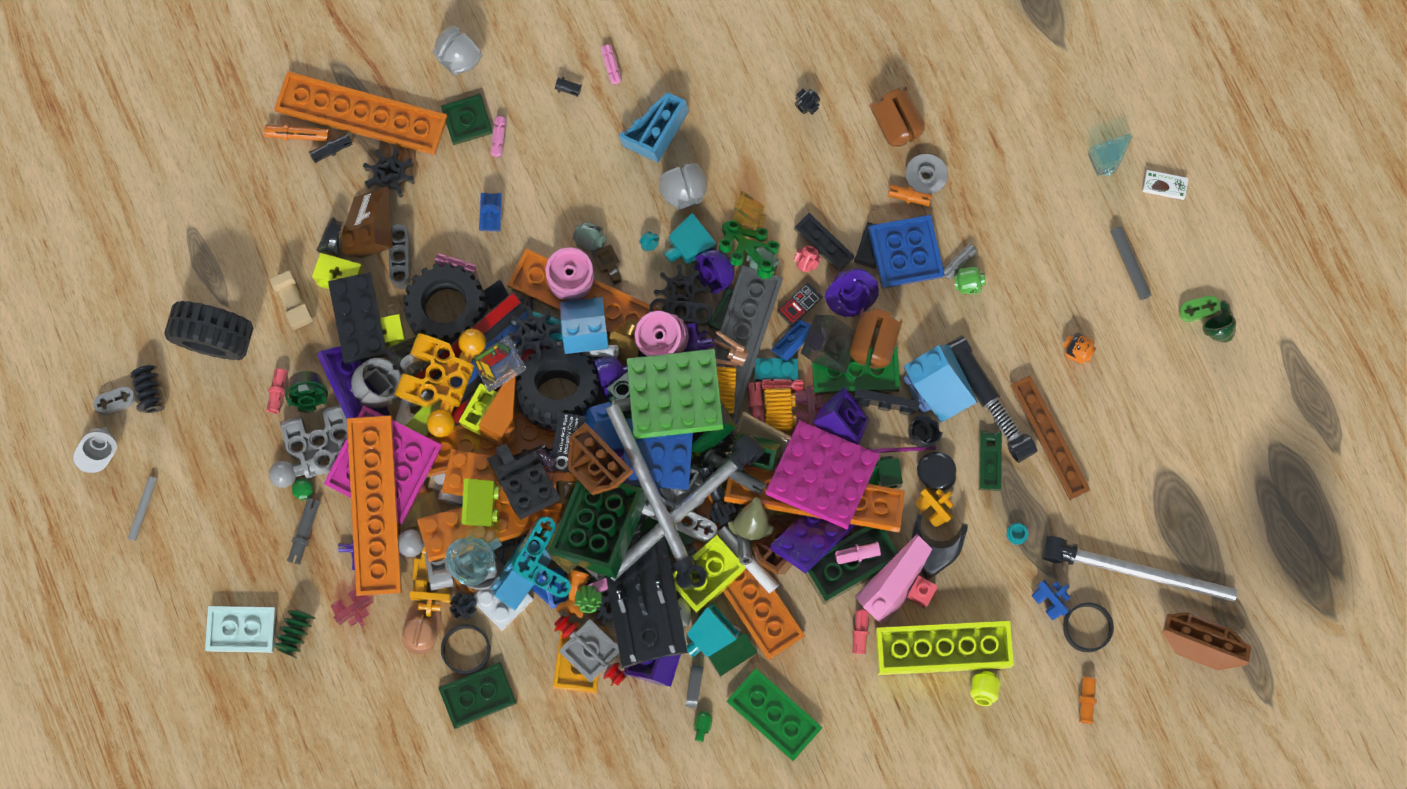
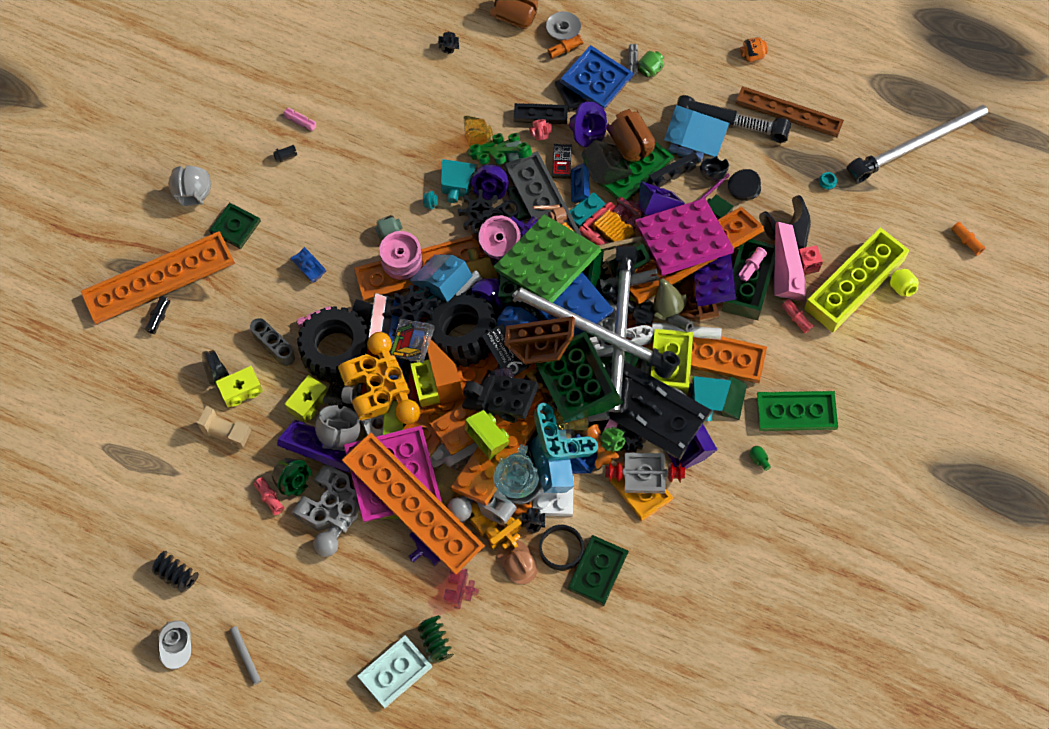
camera: 40 degrees left, 10 degrees down
(116, 405) = (152, 599): light grey beam -> none
(208, 330) = (185, 489): black tyre -> none
(272, 132) = (104, 337): orange pin -> none
(301, 541) = (380, 577): dark grey pin -> none
(302, 489) = (348, 543): green tile -> none
(357, 318) = (282, 399): black plate -> none
(368, 224) = (232, 337): reddish brown slope -> none
(384, 167) = (214, 304): black gear -> none
(498, 136) = (267, 219): bright pink axle -> none
(607, 262) = (419, 232): dark brown plate -> none
(657, 128) = (368, 131): dark azure wedge -> none
(684, 186) = (421, 147): light grey piece -> none
(694, 686) = (731, 437): dark grey beam -> none
(929, 499) = (773, 205): light orange hips -> none
(990, 461) = (769, 153): dark green plate -> none
(1059, 607) = (895, 200): blue hips -> none
(1104, 612) = (927, 182): black tyre -> none
(1205, 641) = (1000, 146): dark orange wedge -> none

